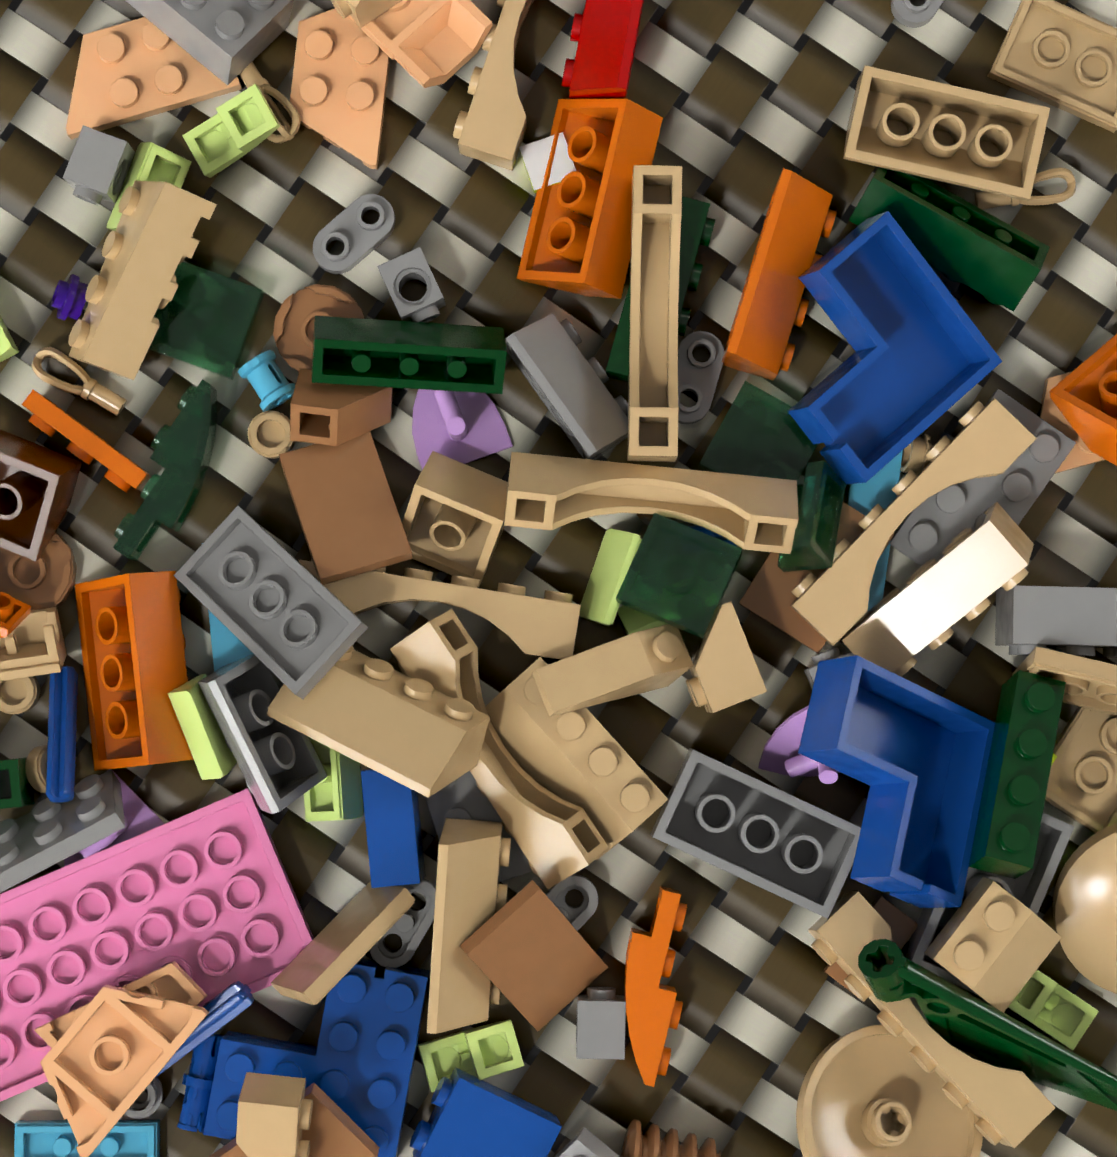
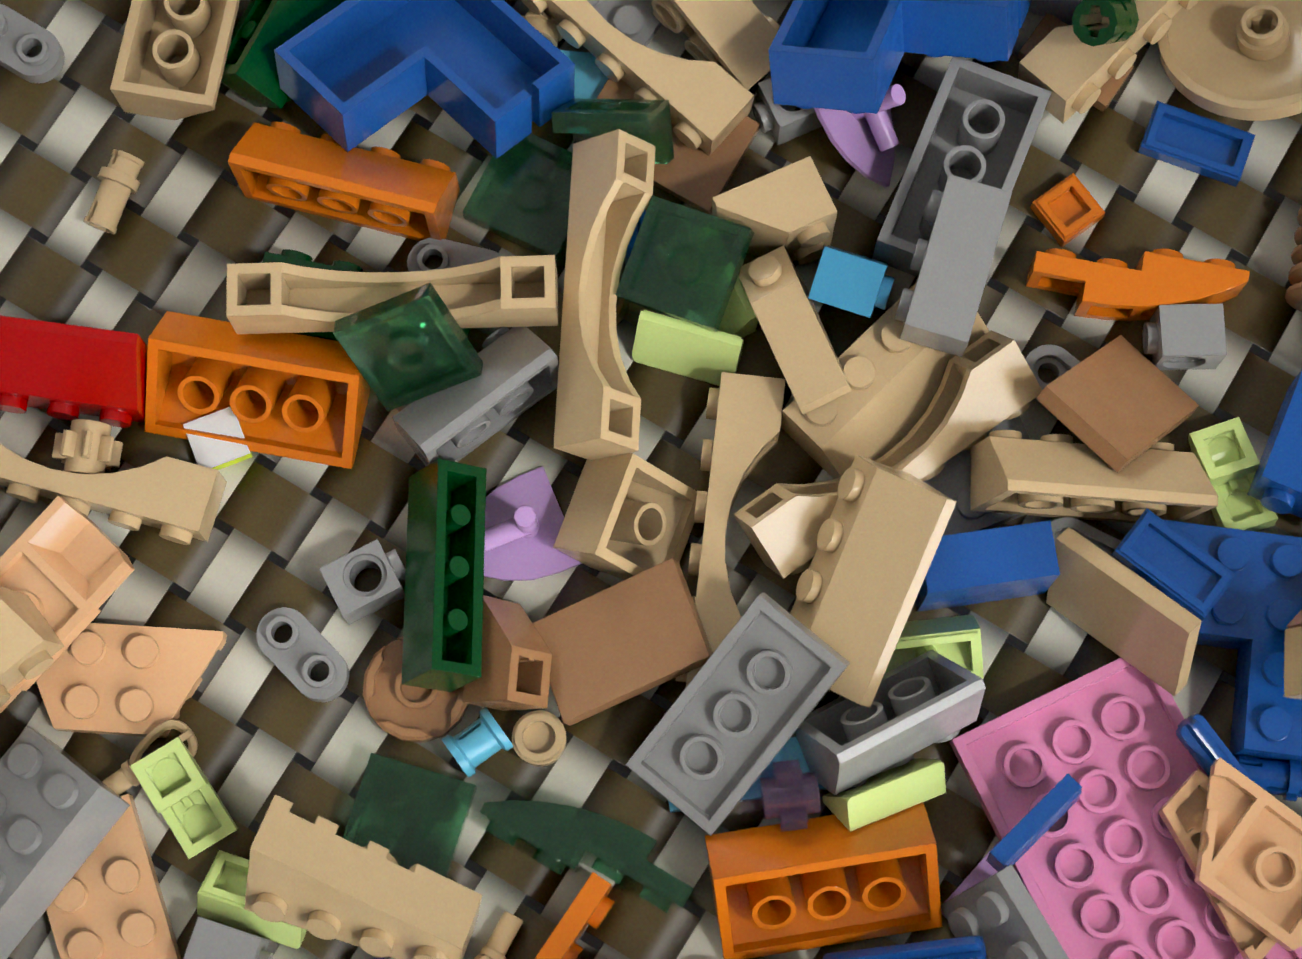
camera: 90 degrees left, 10 degrees down
(164, 852) = (1035, 824): none -> blue tile
(202, 644) = (790, 795): none -> clear purple gear
(380, 991) = (1174, 564): none -> blue tile
(539, 48) = (87, 447): none -> tan gear
(606, 326) = (408, 347): none -> clear green plate
(657, 725) = (851, 282): none -> dark azure brick
(660, 814) = (952, 265): none -> light grey brick
(729, 929) = (1067, 210): none -> orange tile
(780, 71) = (116, 185): none -> tan pin
(787, 1053) = (1196, 143): none -> blue tile

